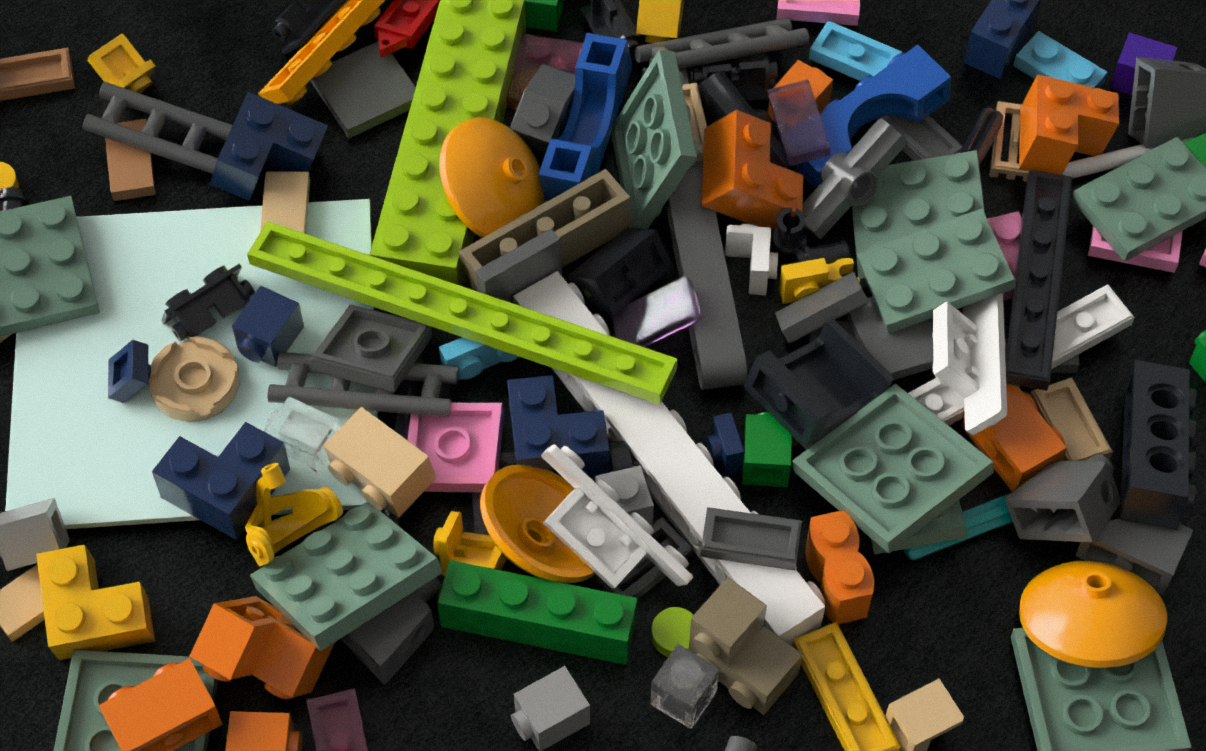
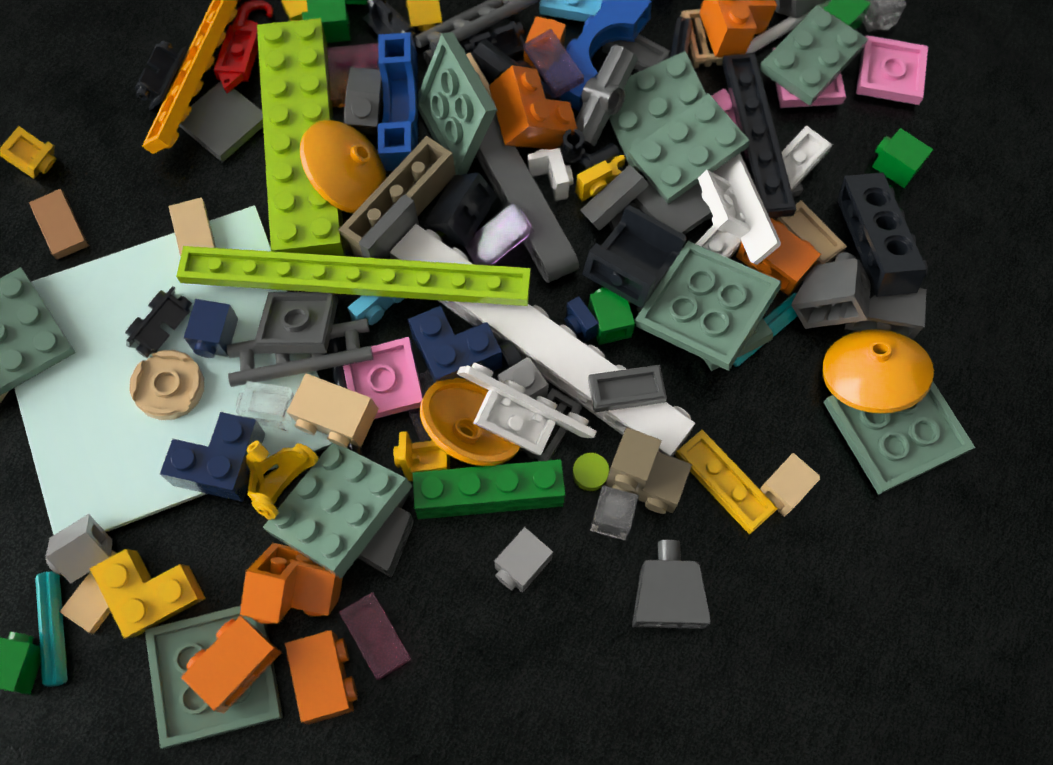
camera: 20 degrees left, 10 degrees up
(128, 371) = (114, 395): dark blue plate -> none
(148, 138) = (71, 180): dark grey bar -> none
(268, 138) = (161, 179): dark blue brick -> none
(839, 567) = (688, 384): orange brick -> none

